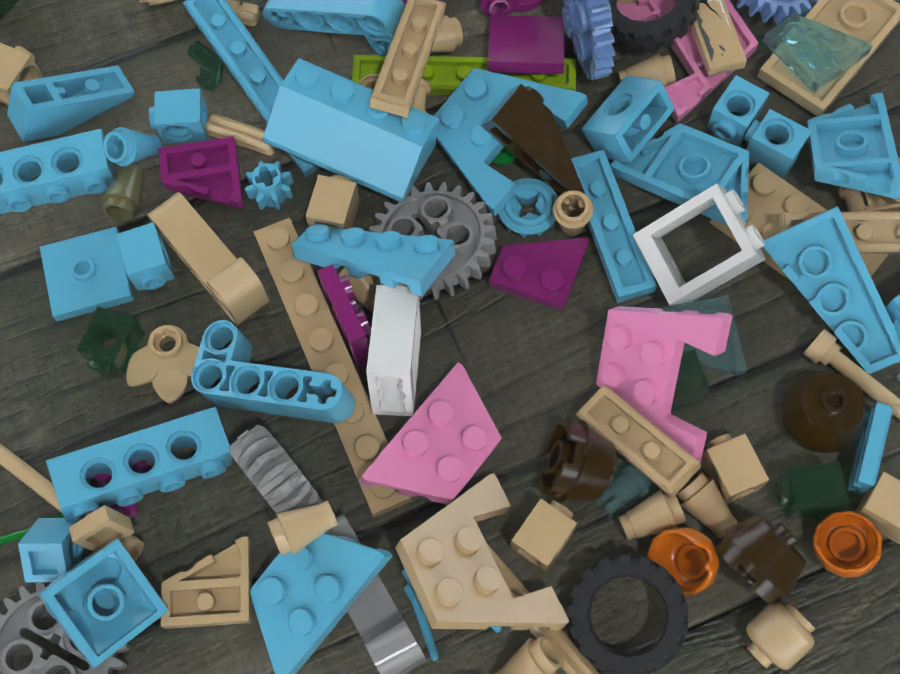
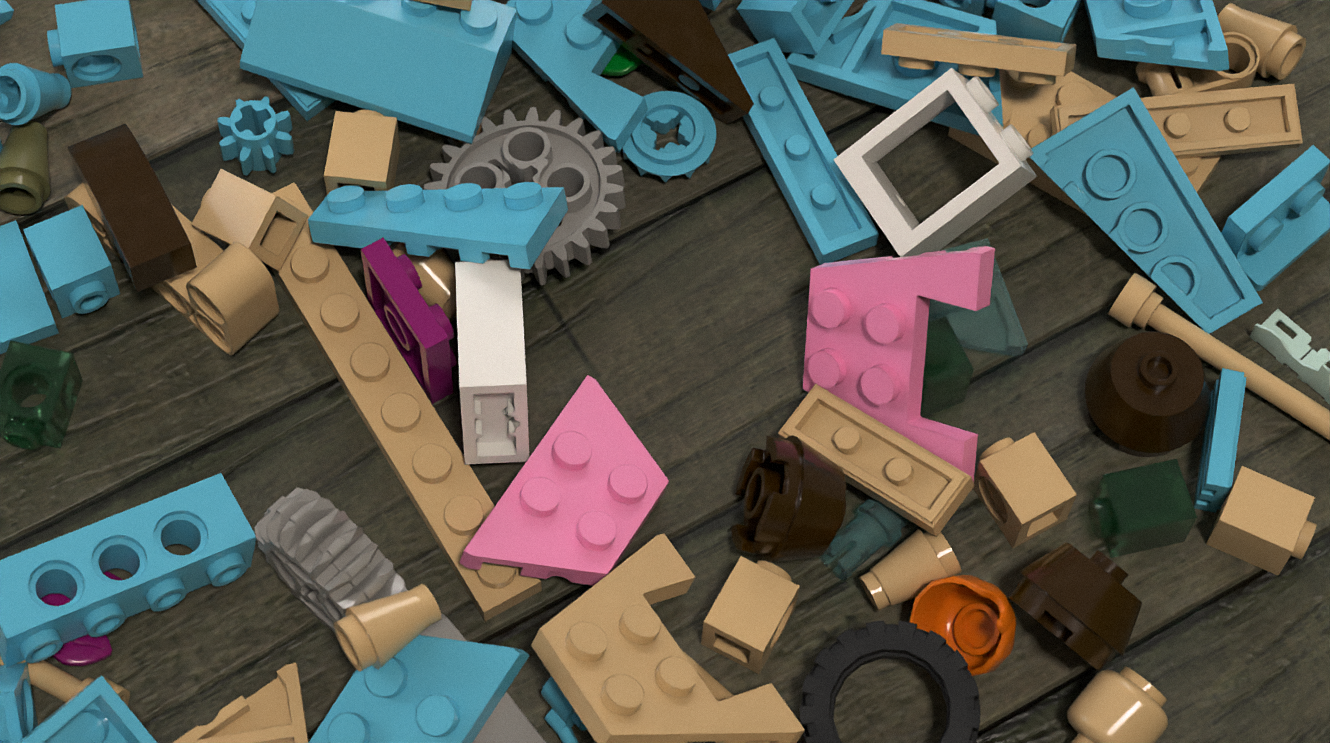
camera: 15 degrees left, 5 degrees down
(100, 528) = (67, 668): tan plate -> none
(165, 369) = (131, 430): tan plate -> none
(181, 228) = (133, 207): none -> dark brown slope
(204, 171) = (159, 112): magenta wing -> none
(244, 134) = (195, 62): tan axle -> none
(255, 241) = (250, 215): none -> tan brick
(275, 382) = (384, 441): medium azure beam -> none
(540, 270) = (696, 228): magenta wing -> none
(572, 211) = (738, 134): tan cone -> none
(706, 504) = (988, 544): tan cone -> none
(736, 172) = (978, 52): none -> tan plate
(847, 544) = (1201, 578): orange hair -> none

